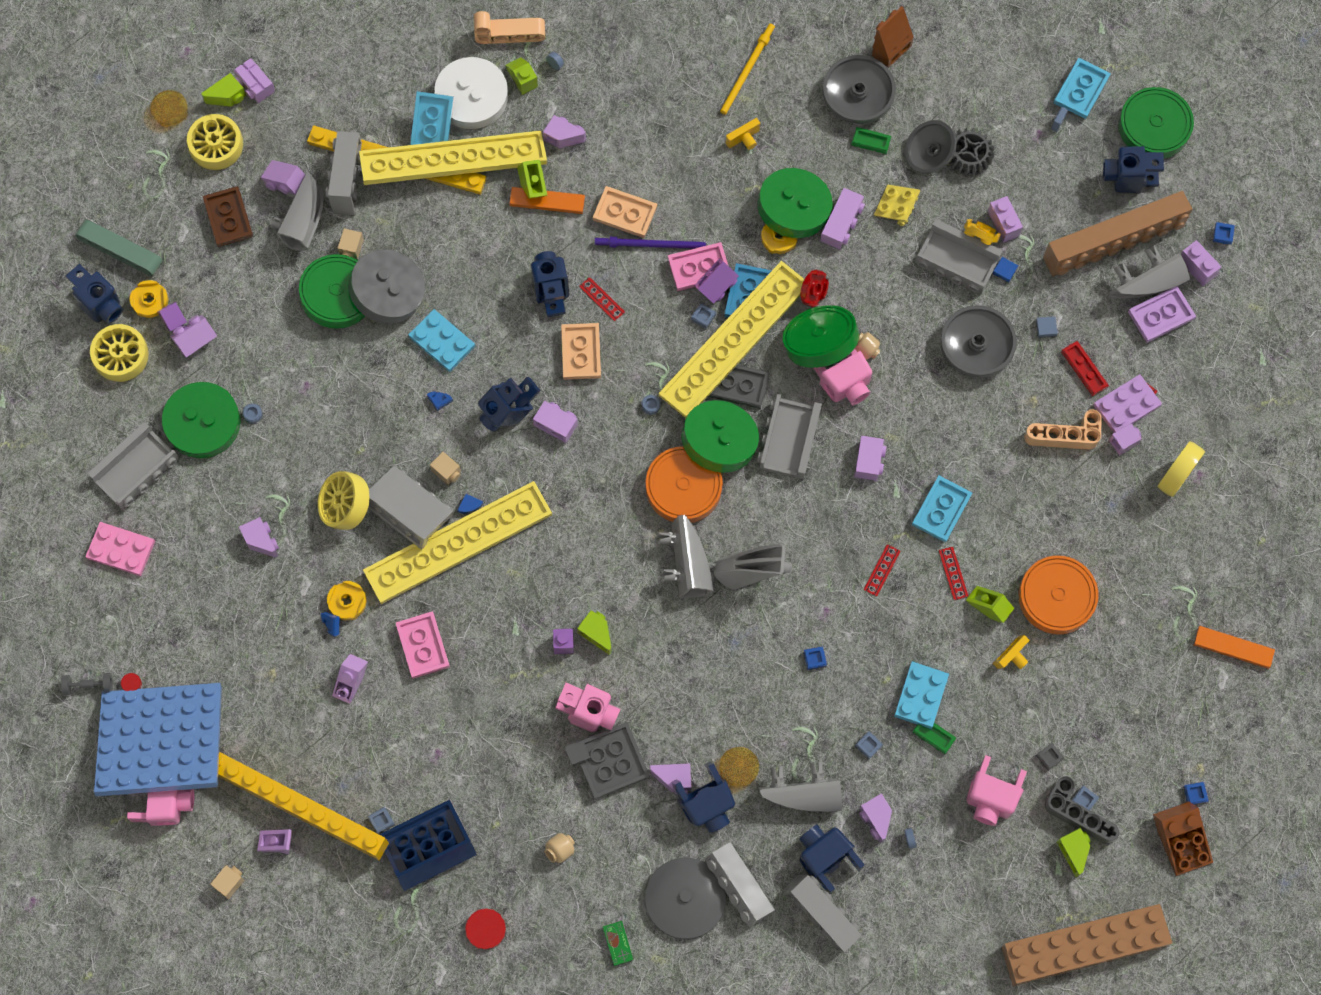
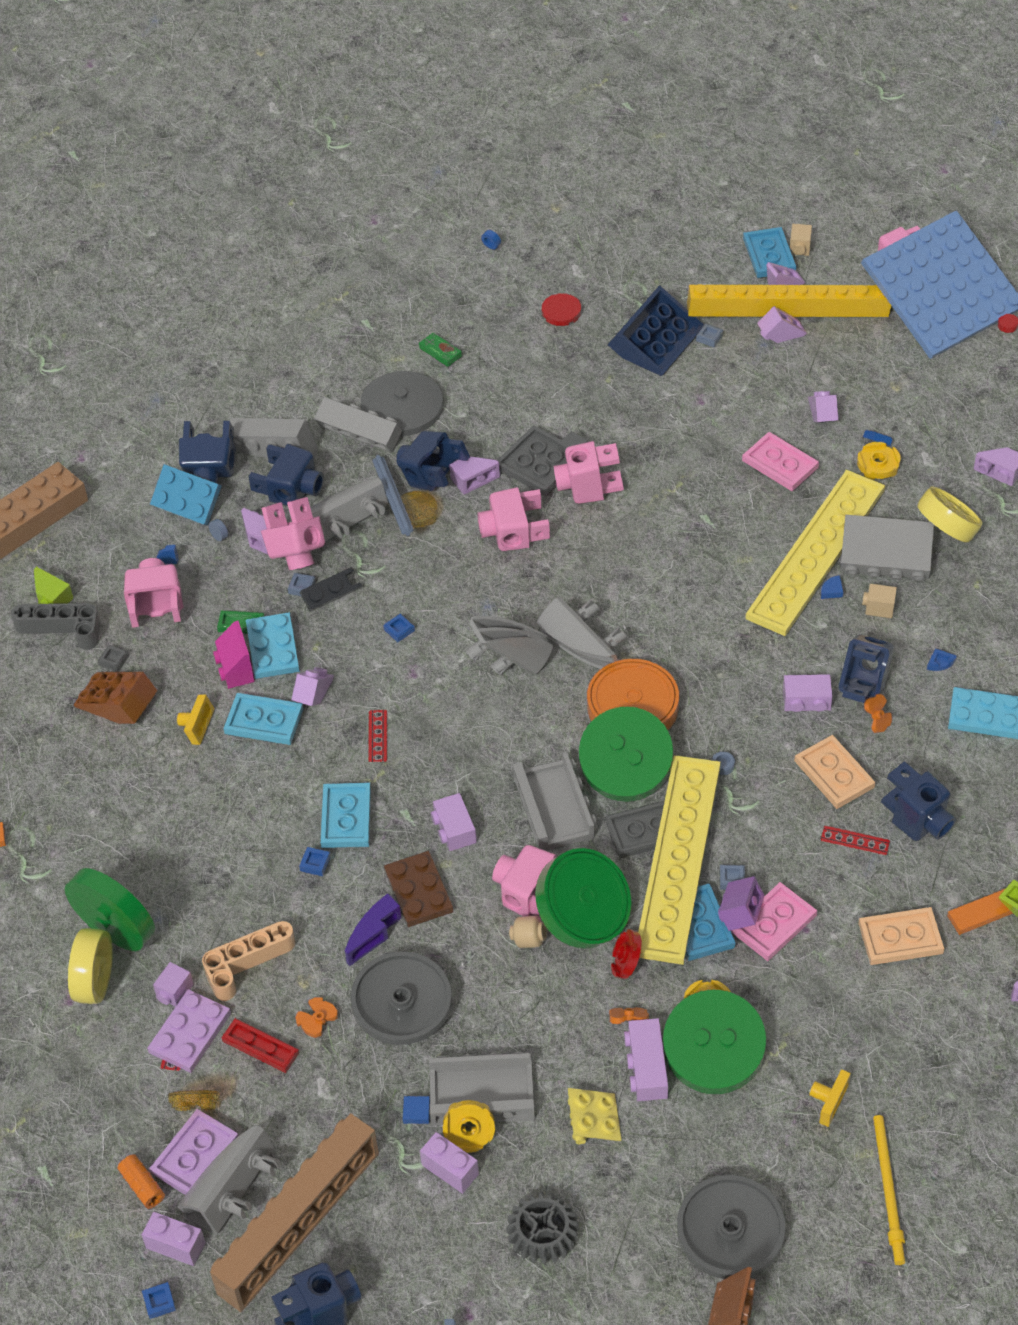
camera: 155 degrees right, 20 degrees down
(263, 885) = (766, 247): none -> dark azure plate
(319, 786) = (780, 326): none -> lavender slope
(520, 373) = (880, 719): none -> orange piece
(559, 848) = (538, 380): tan head -> none
(563, 641) = (652, 520): medium lavender brick -> none
(595, 630) = (625, 543): lime slope -> none
(613, 242) = (887, 900): dark purple bar -> none
(676, 702) = (508, 519): none -> bright pink piece
(753, 785) = (393, 495): none -> sand blue axle
(842, 254) = (619, 1015): none -> orange piece
(850, 723) = (329, 590): none -> black hinge
(855, 778) = (295, 538): none -> bright pink piece
(871, 140) = (674, 1182): green tile -> none
(887, 915) = (207, 455): none -> dark blue piece
(910, 634) = (311, 686): none -> lavender slope
(920, 425) = (418, 889): none -> reddish brown plate
(921, 888) = (185, 494): none -> dark azure plate
(923, 143) = (593, 1197): dark grey dish -> none
(953, 573) = (300, 769): red sticker -> none
(960, 690) = (233, 657): none -> dark pink slope
(961, 627) = (263, 718): none -> medium azure plate
(963, 836) = (168, 554): none -> blue tile
(969, 406) = (372, 929): none -> dark purple slope
(982, 483) = (314, 861): none -> blue plate
(990, 603) = (243, 750): lime slope -> none
(1031, 367) = (313, 1023): none -> orange piece
(1046, 326) = (330, 1068): sand blue tile -> none
(1058, 595) = (174, 792): orange brick -> none
(1065, 713) = (117, 696): none -> dark orange slope
(1085, 798) = (60, 640): sand blue tile -> none
(1148, 343) = (185, 1099): none -> clear yellow tile
(1153, 496) = (110, 907): none -> green brick
(1204, 313) = (141, 1181): none -> orange axle

